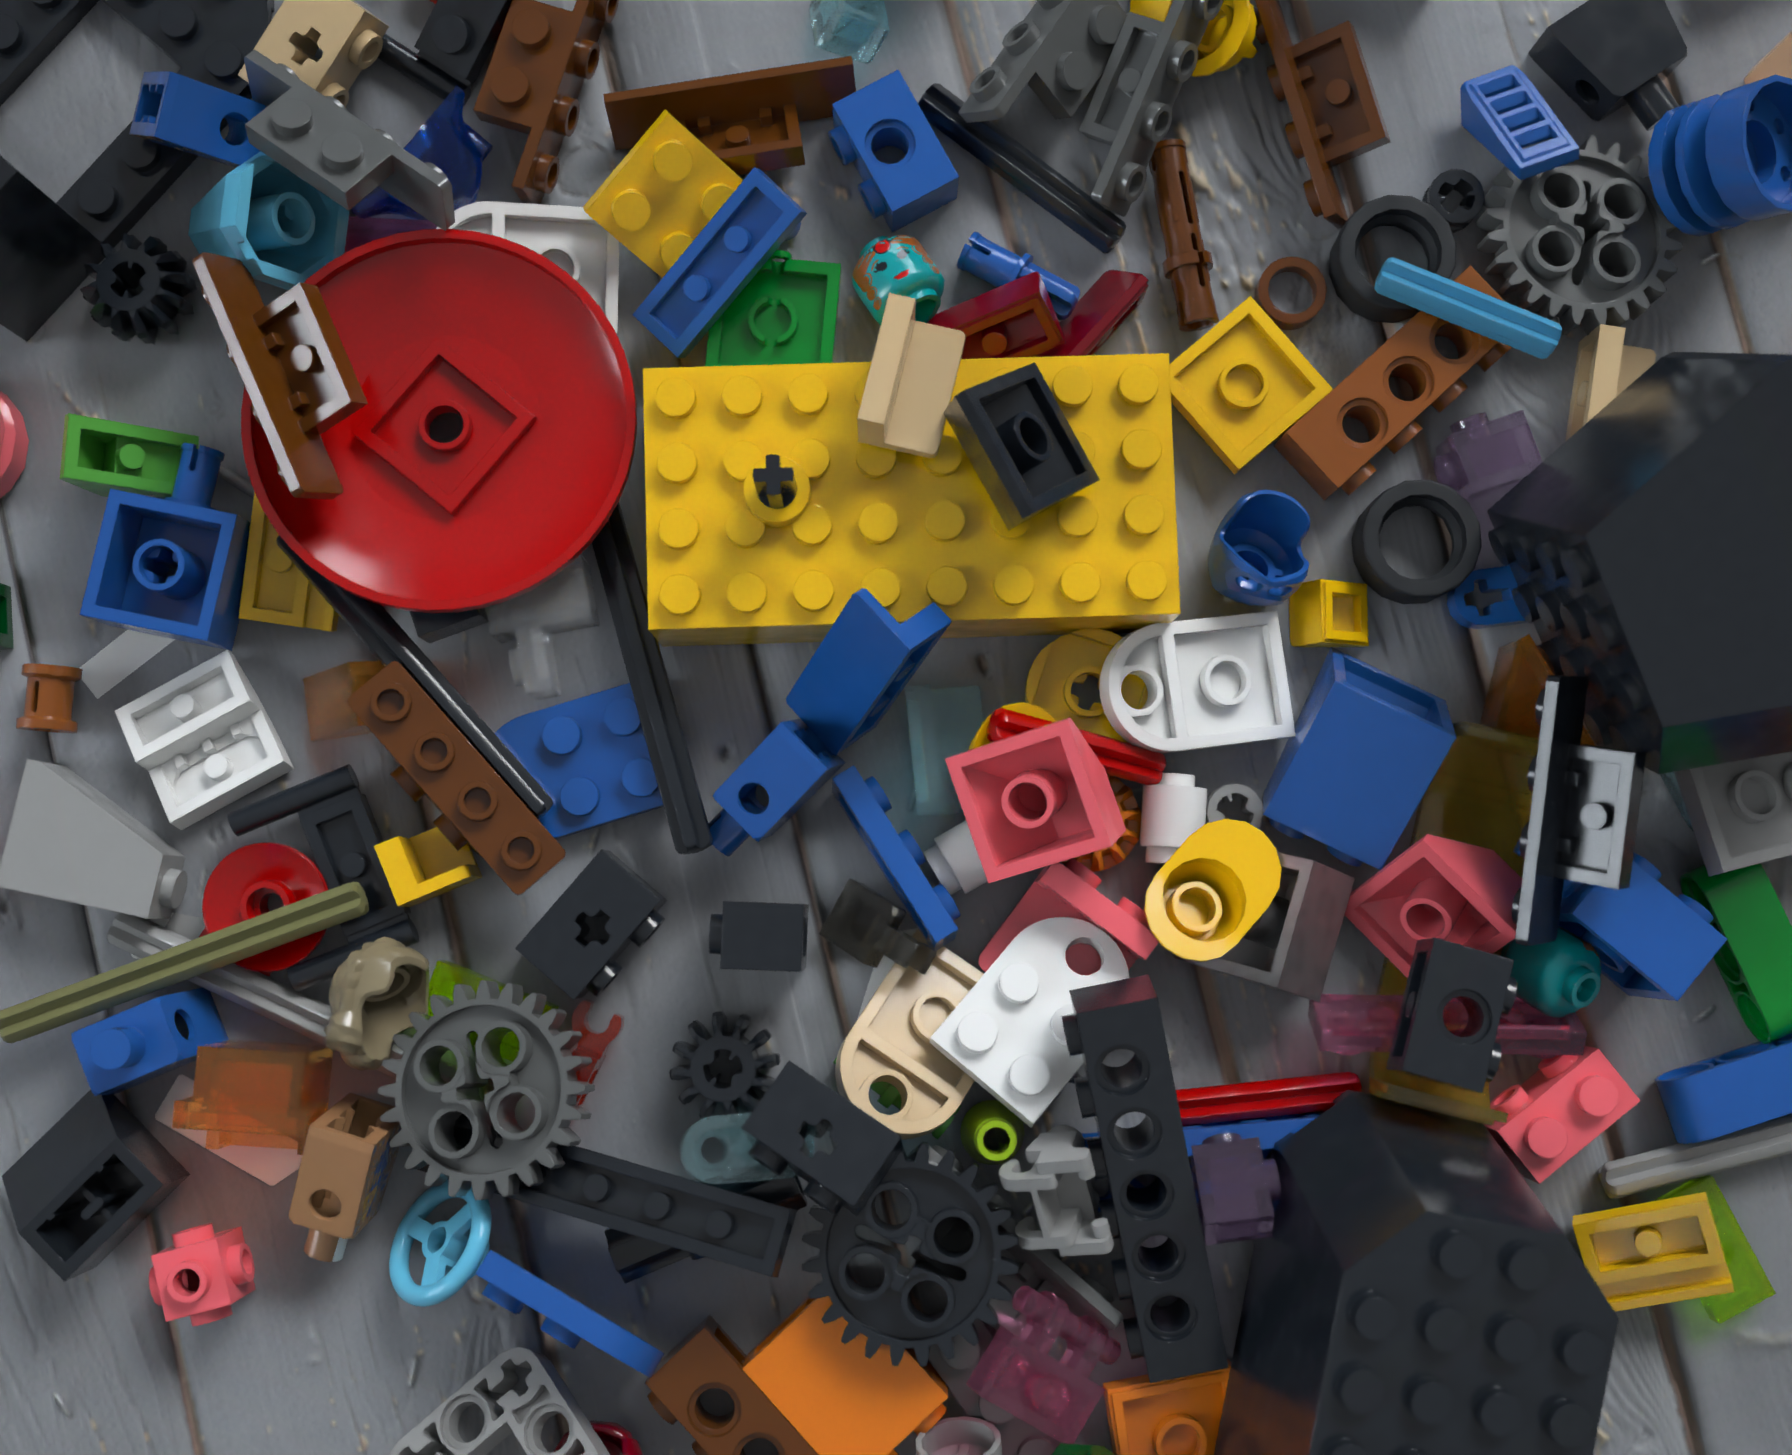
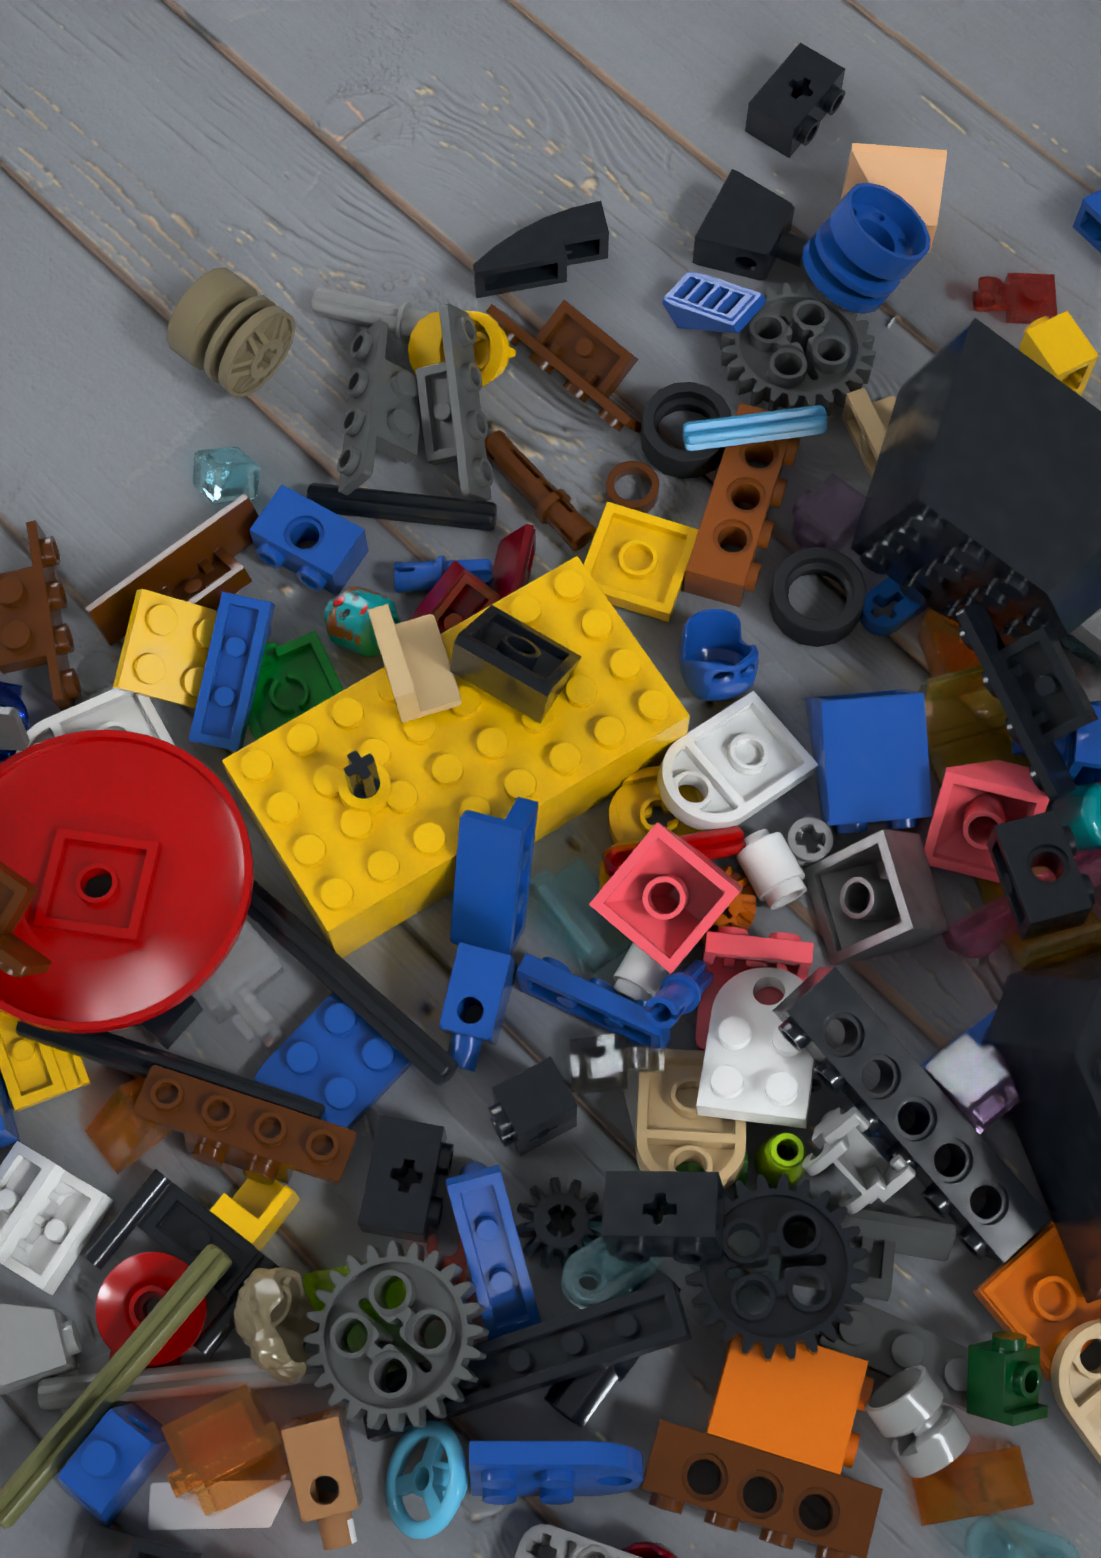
camera: 25 degrees left, 15 degrees down
(639, 1050) = (492, 1249): none -> blue piece
(984, 909) = (678, 995): none -> blue axle
(1031, 1382) = (920, 1311): clear pink plate -> none
(1212, 890) = (827, 891): yellow piece -> none
(1263, 1098) = (958, 1019): red axle -> none
(1329, 614) = (789, 677): yellow slope -> none
(1467, 186) = (706, 361): black bush -> none

